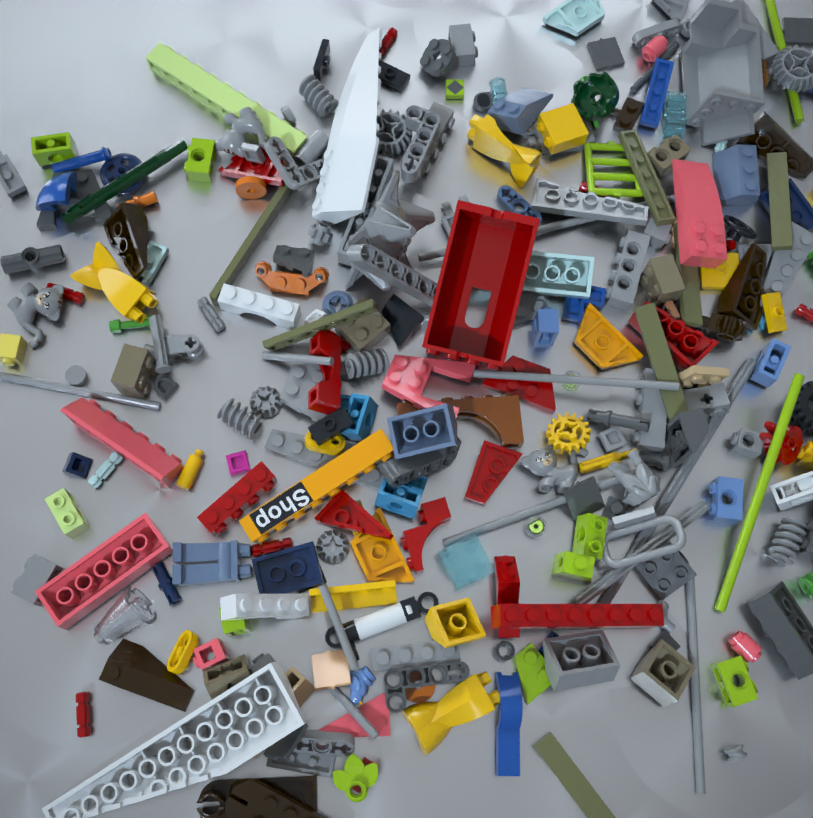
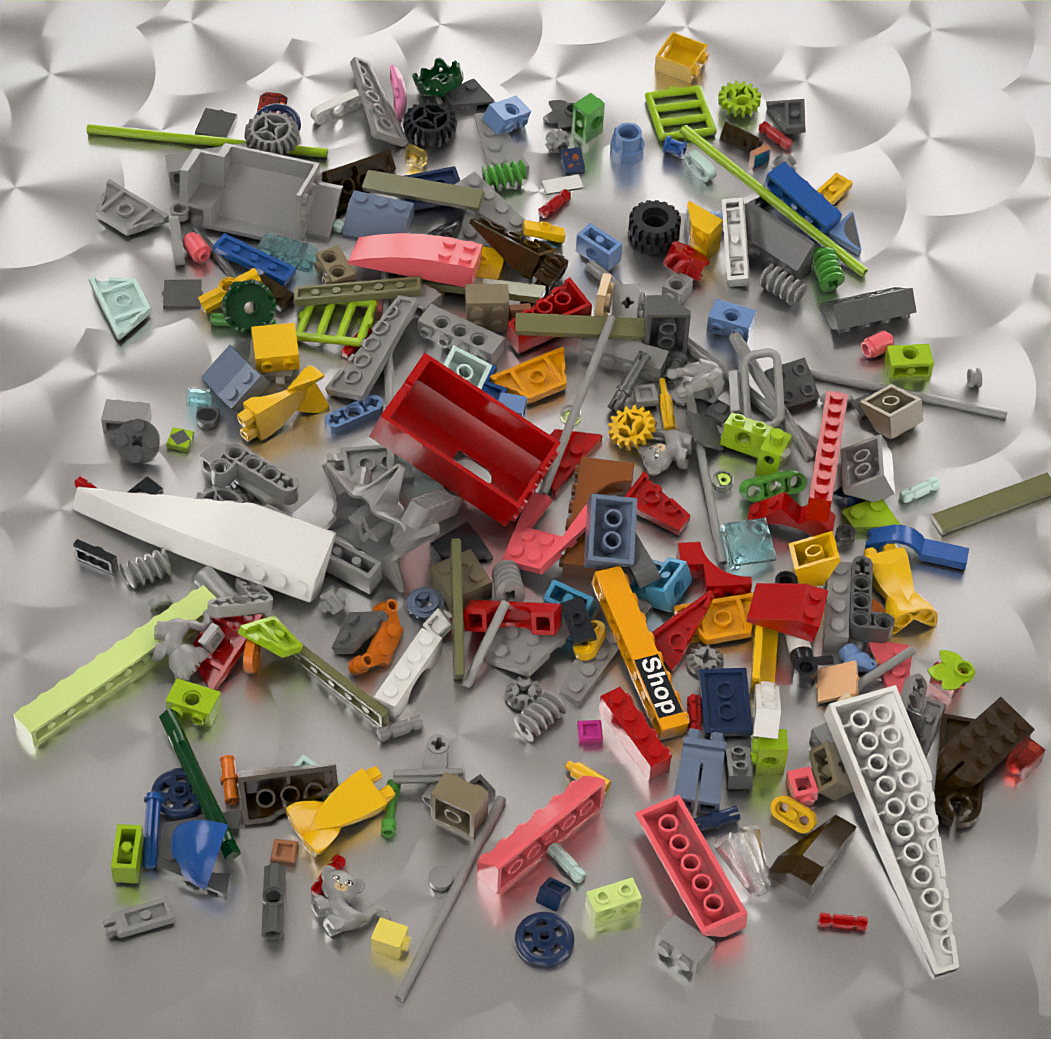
camera: 75 degrees left, 20 degrees down
(23, 454) = (548, 957): none -> dark blue plate
(82, 257) = (284, 852): none -> nougat tile
(212, 594) = (739, 768): none -> dark grey plate
(260, 193) = (272, 636): none -> lime wing
(338, 627) = (797, 657): light grey bar -> none
(387, 607) = (788, 608): none -> red slope
(538, 572) = (782, 485): none -> bright green beam
(578, 715) = (919, 490): none -> light aqua axle
(626, 90) = (213, 298): none -> yellow piece
(759, 492) = (733, 287): lime piece -> none

